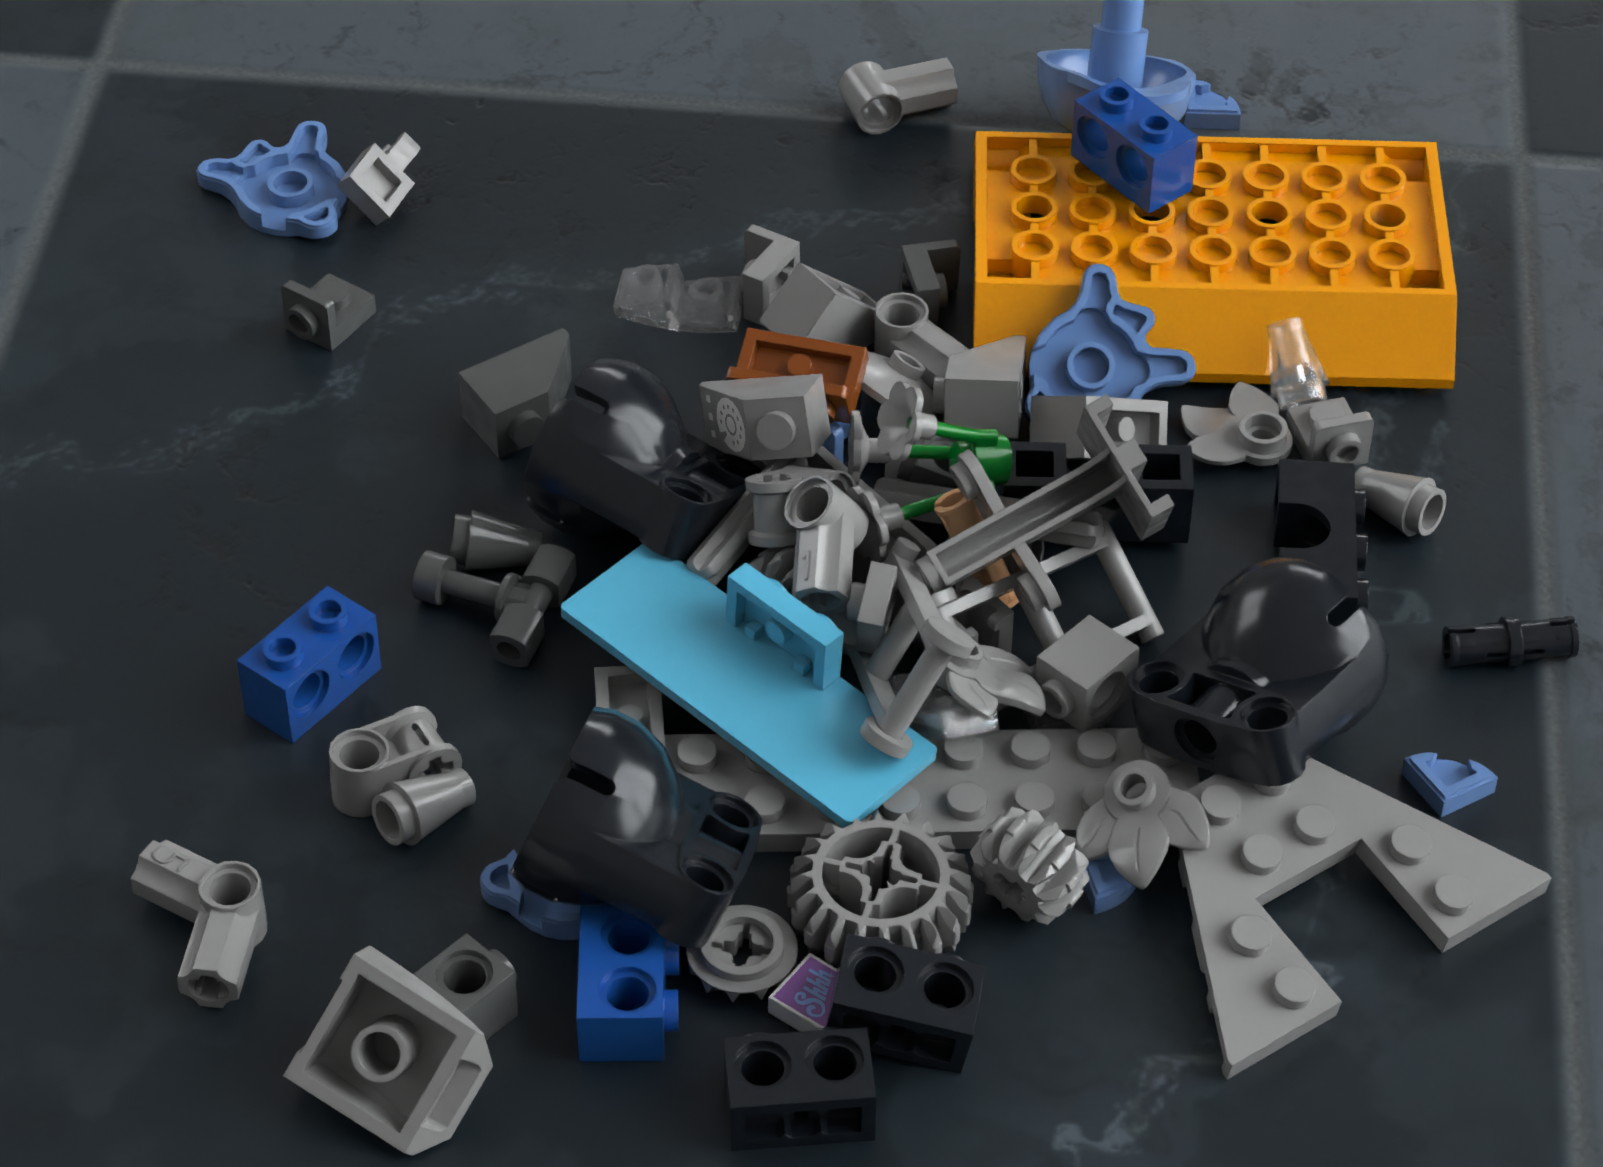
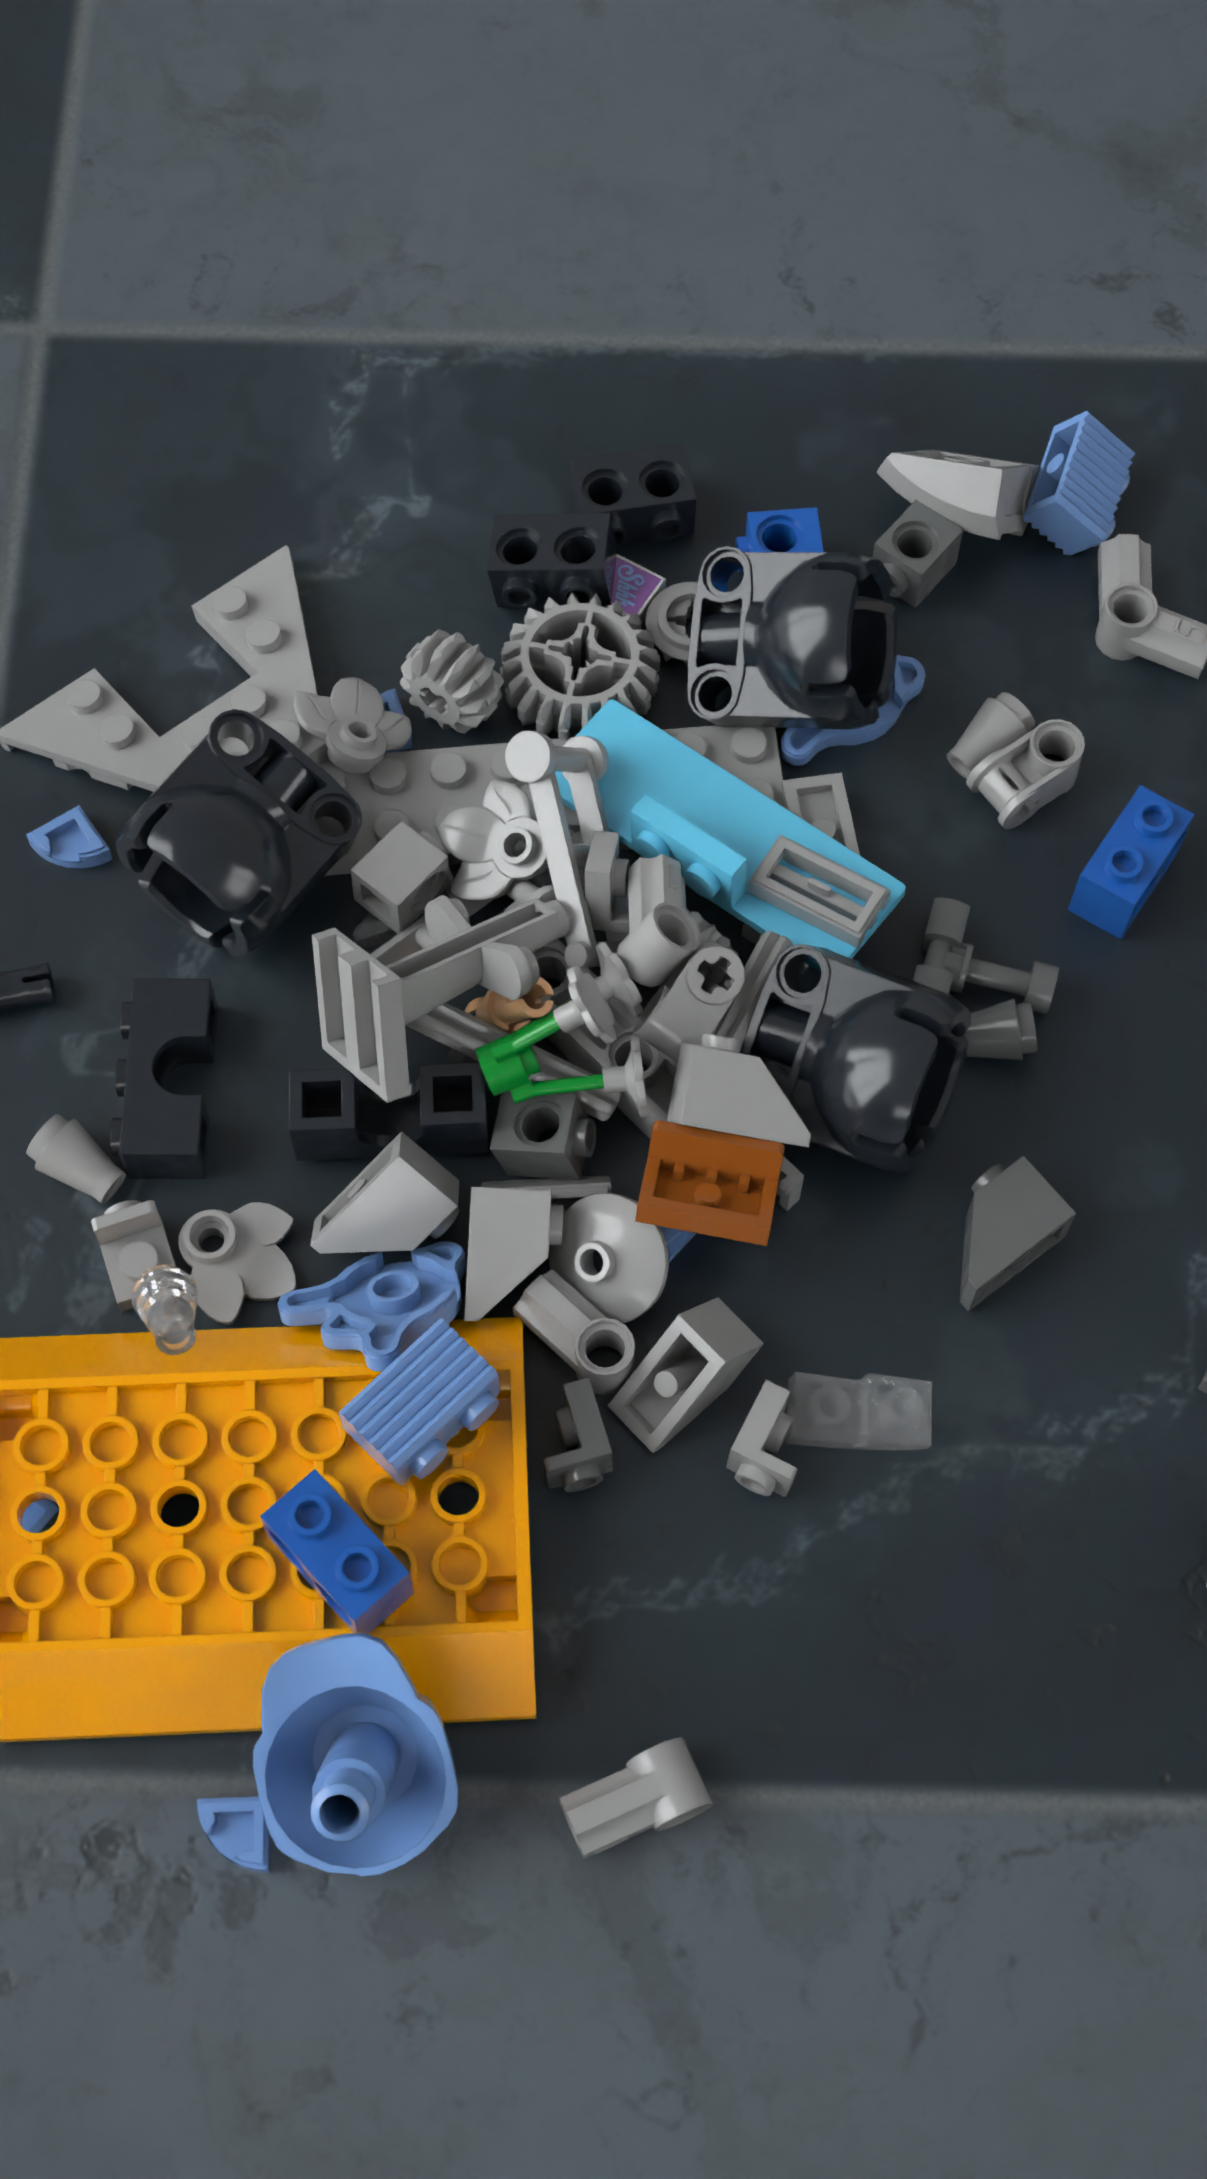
camera: 175 degrees right, 20 degrees up
(240, 1053) = (1079, 484): none -> medium blue brick
(645, 602) = (814, 900): none -> light grey tile
(1066, 232) = (422, 1403): none -> medium blue brick

